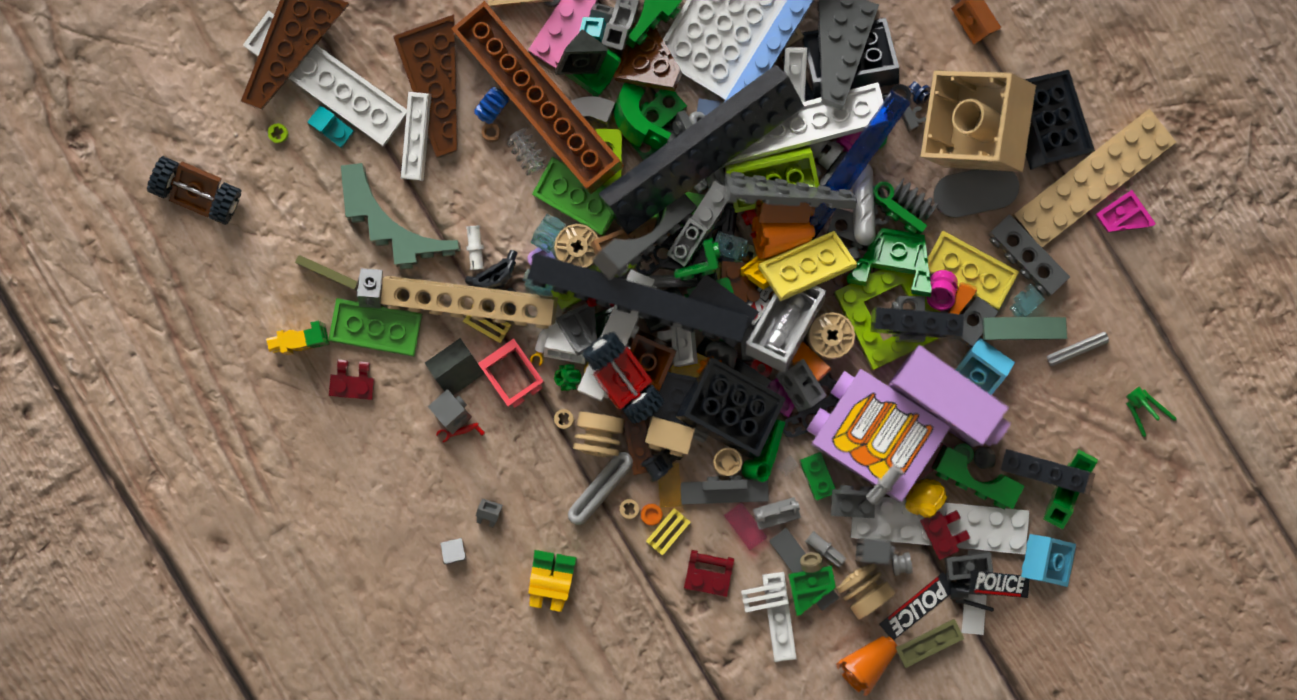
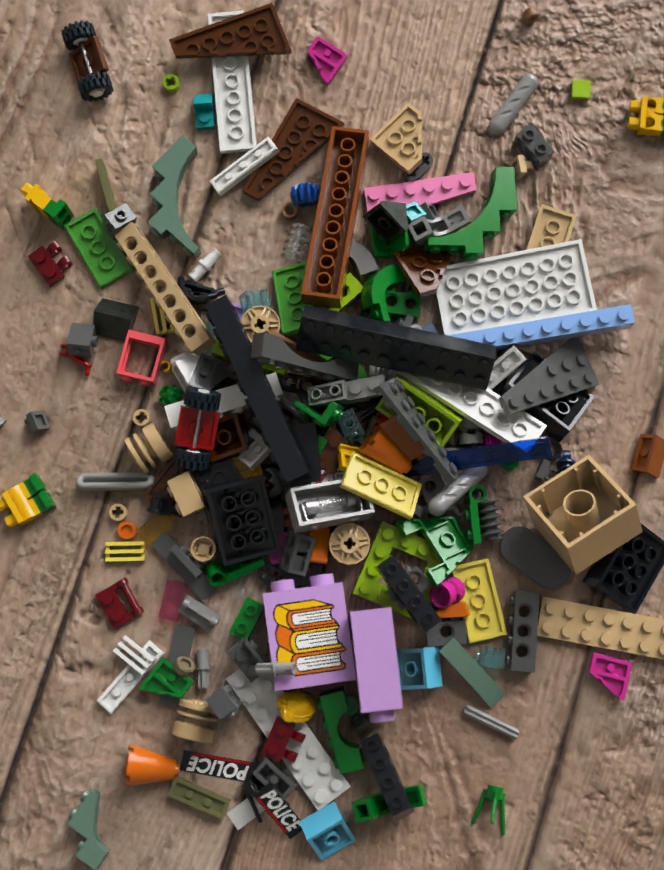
camera: 50 degrees right, 5 degrees down
(902, 564) = (237, 729): light grey wheel -> none

